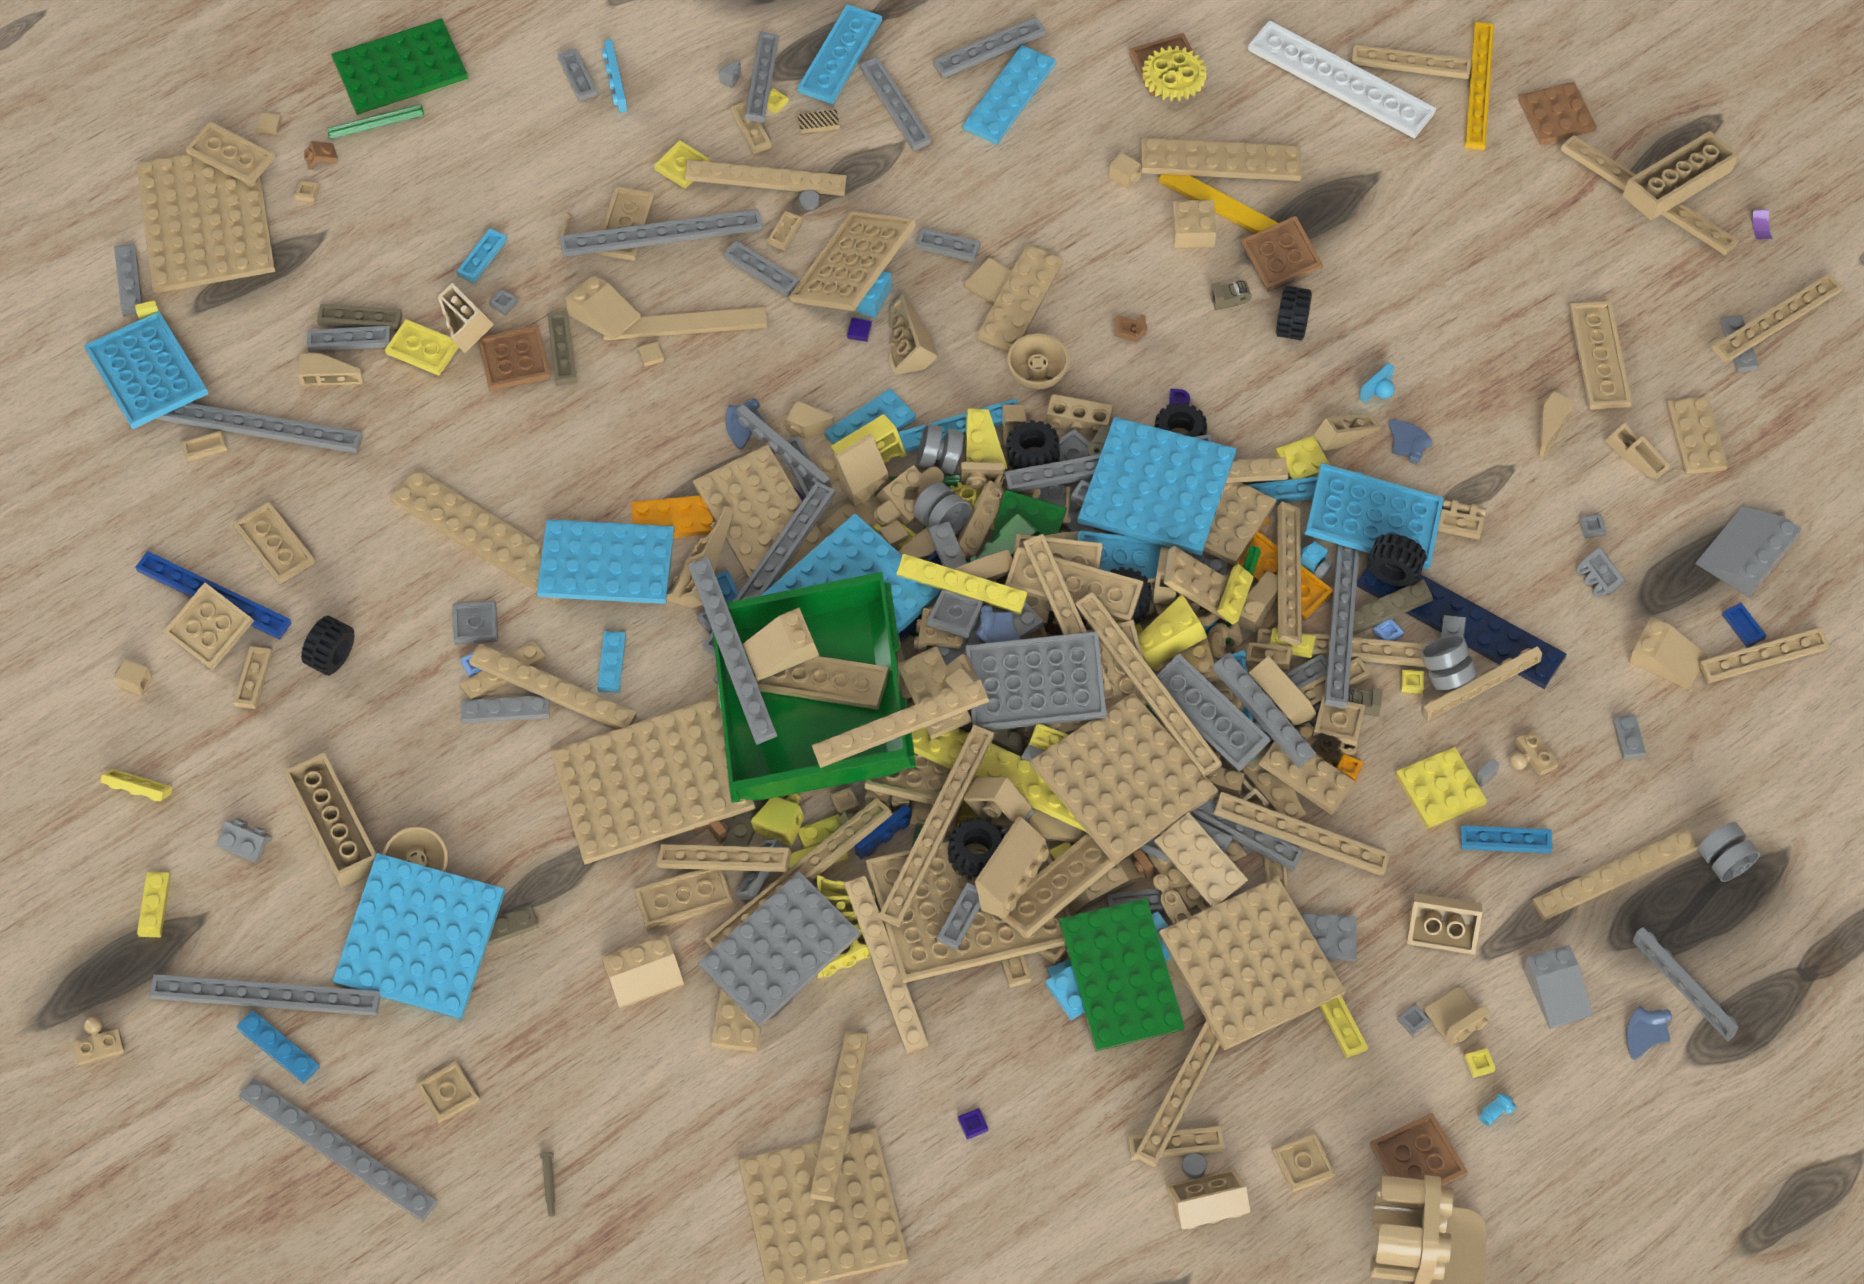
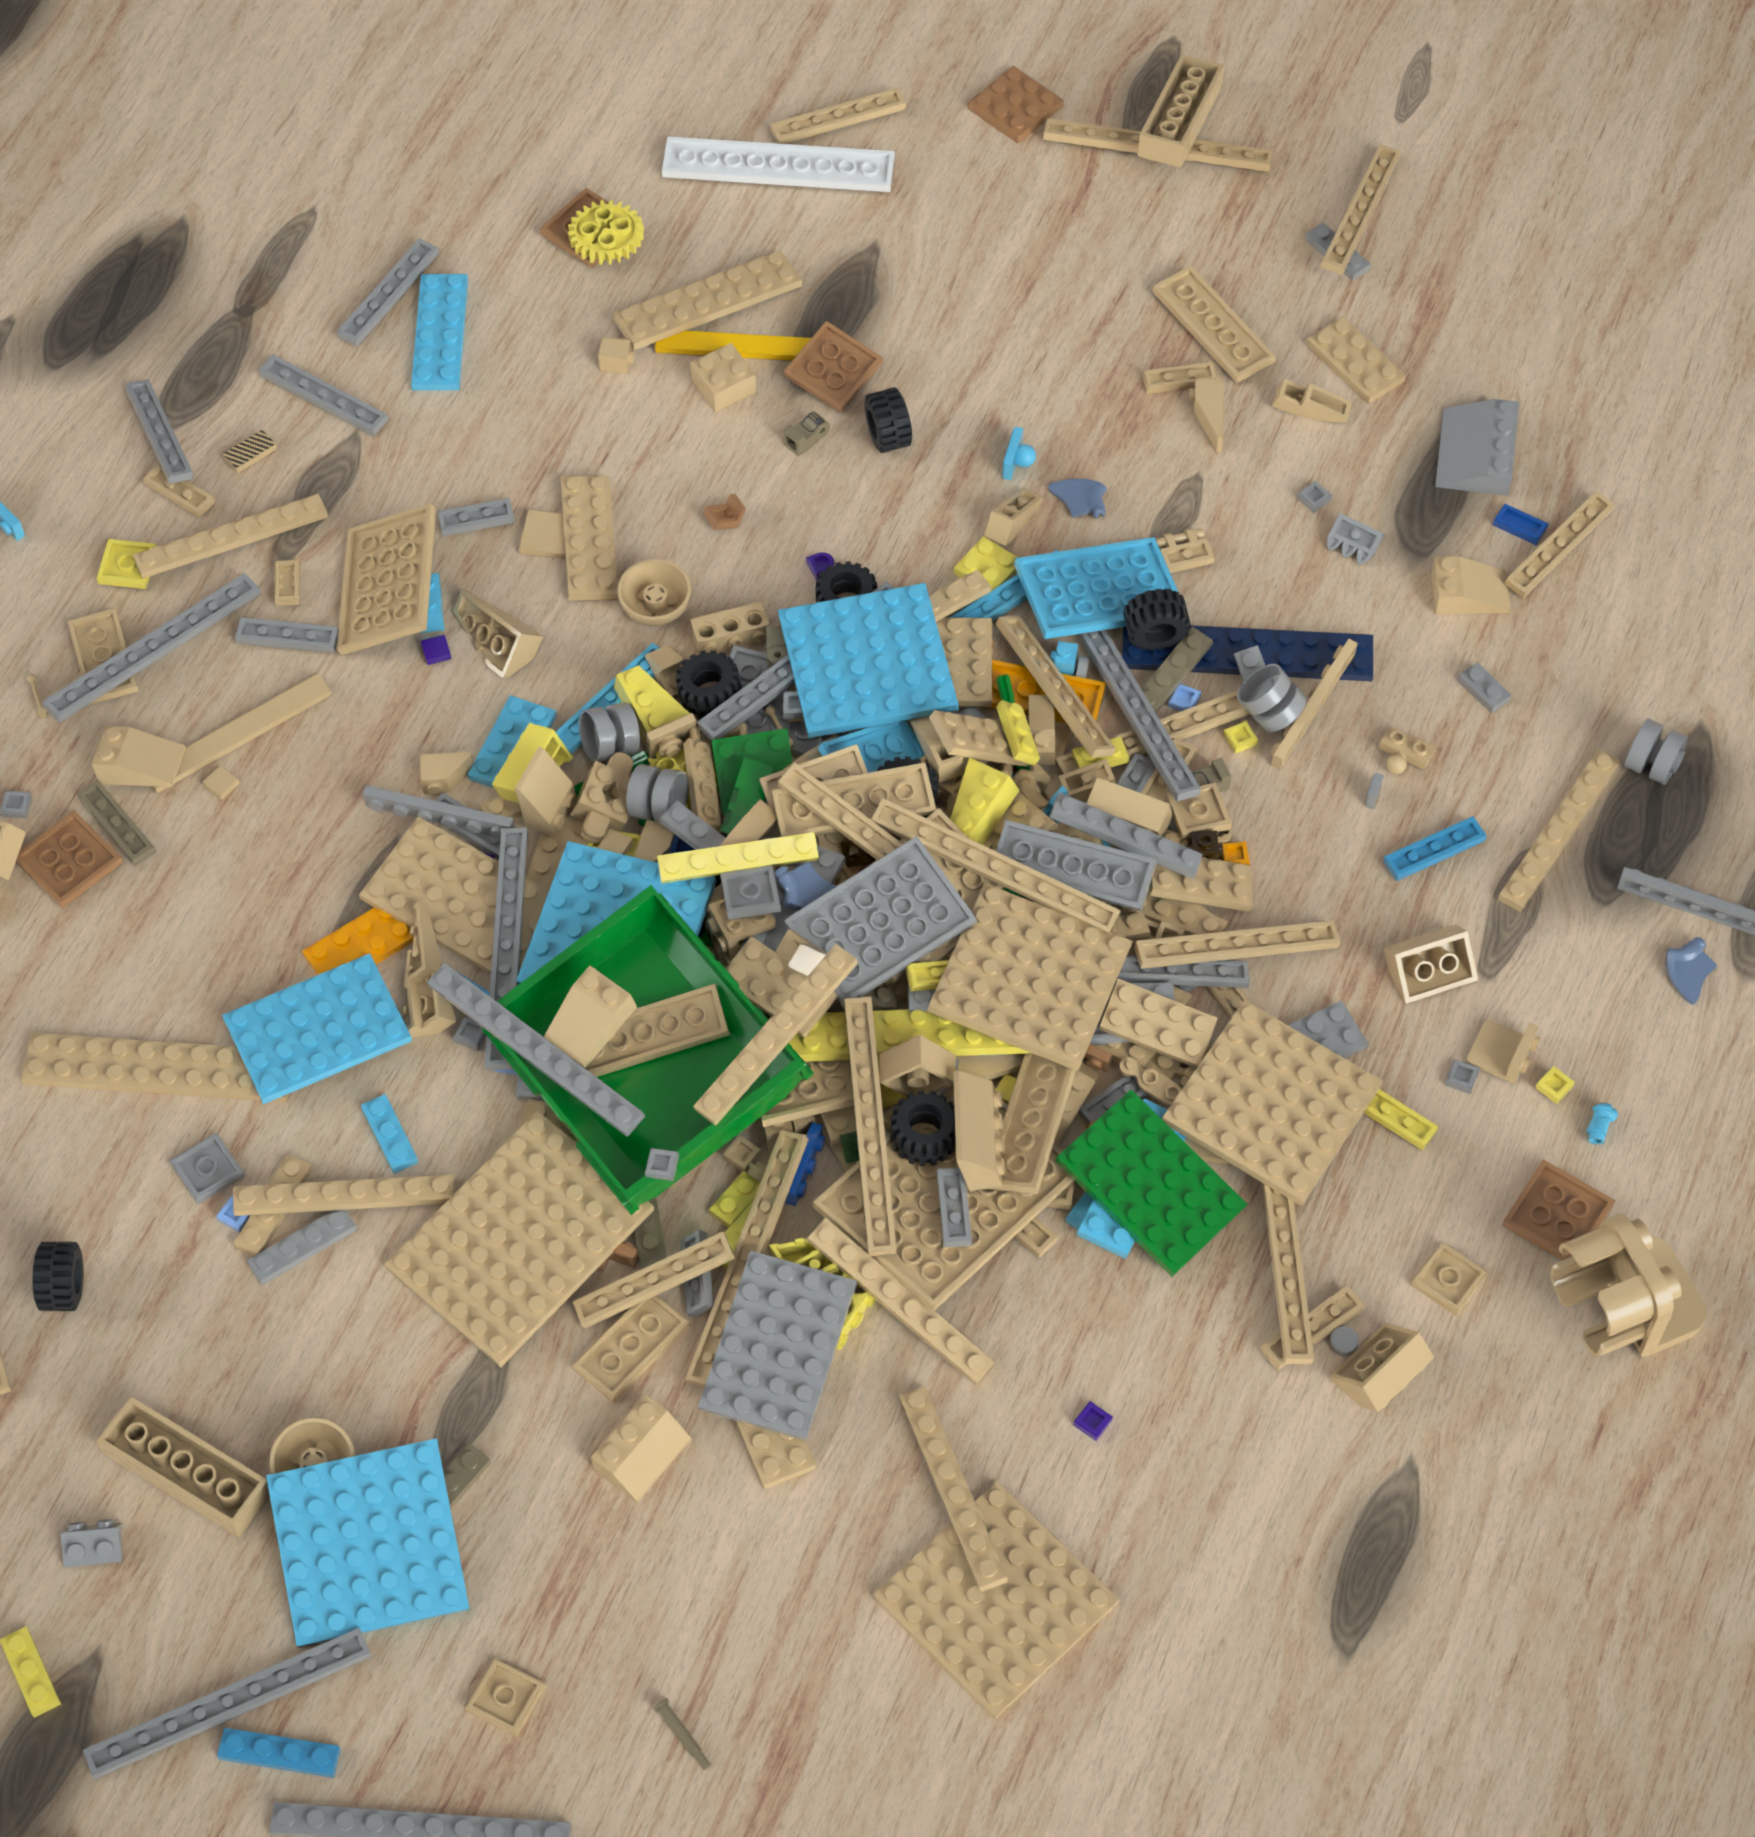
camera: 30 degrees left, 0 degrees up
(730, 74) = (119, 444): light grey slope -> none
(737, 433) = (368, 819): sand blue arm -> none
(766, 776) = (662, 1164): none -> light grey tile
(776, 100) = (190, 449): light yellow tile -> none
(779, 819) = (685, 1208): light yellow torso -> none
(809, 199) = (292, 538): light grey tile -> none
(839, 54) = (228, 370): medium azure plate -> none
(1441, 787) = (1337, 829): light yellow plate -> none
(1479, 86) = (921, 111): yellow tile -> none
(1545, 383) = (1177, 377): none -> tan tile
(1558, 986) = (1579, 968): light grey slope -> none
(1761, 224) = (1282, 126): medium lavender sticker -> none

